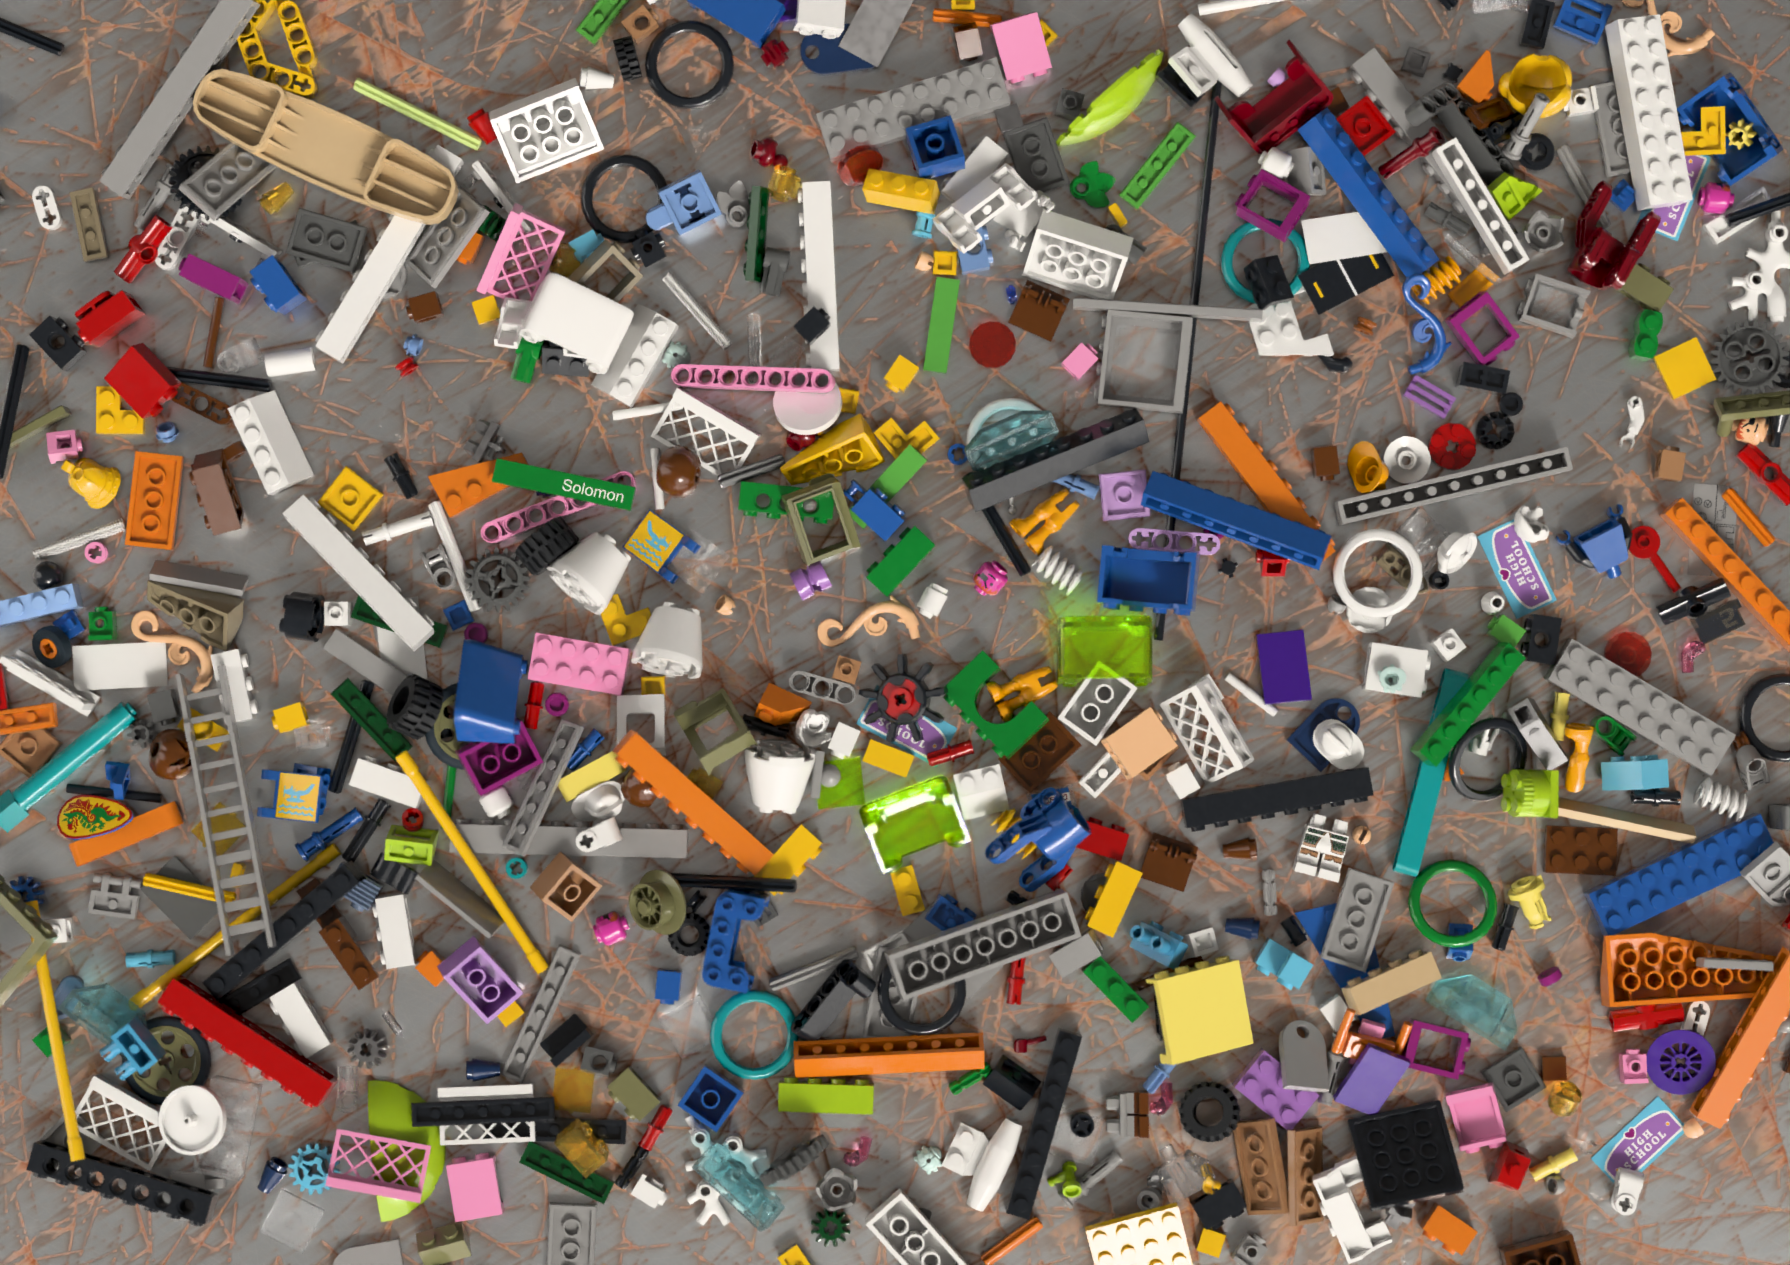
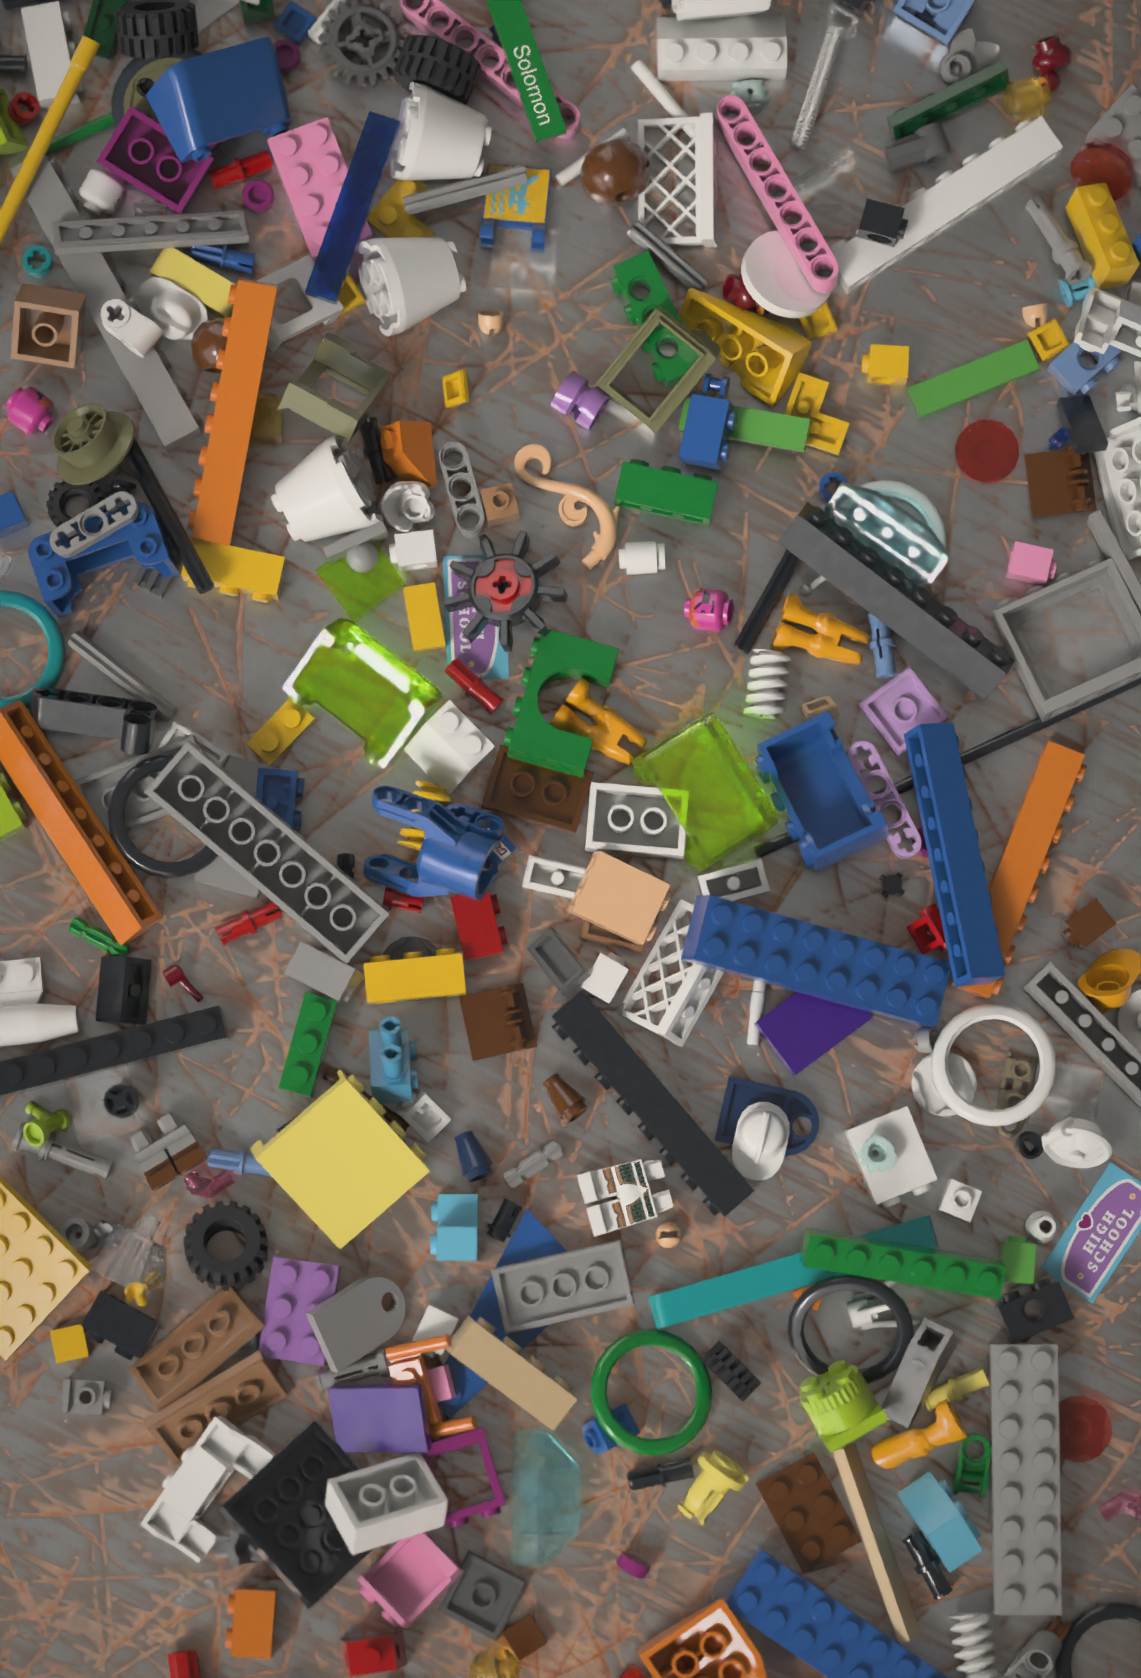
camera: 60 degrees right, 5 degrees down
(606, 652) = (352, 207): none -> clear blue plate
(633, 572) = (465, 189): none -> light grey axle
(709, 940) = (80, 520): none -> light grey beam
(755, 652) = (456, 388): none -> yellow slope
(897, 220) = (1064, 250): none -> light grey pin
(1012, 275) = (1082, 424): none -> black tile
(1093, 547) = (816, 707): none -> tan tile
(1155, 803) = (558, 962): none -> dark grey tile
(1170, 666) = (735, 880): none -> white brick
(1252, 646) = (815, 961): none -> blue brick
(1427, 1106) = (386, 1502): none -> white brick
(1469, 847) = (730, 1371): none -> black tyre

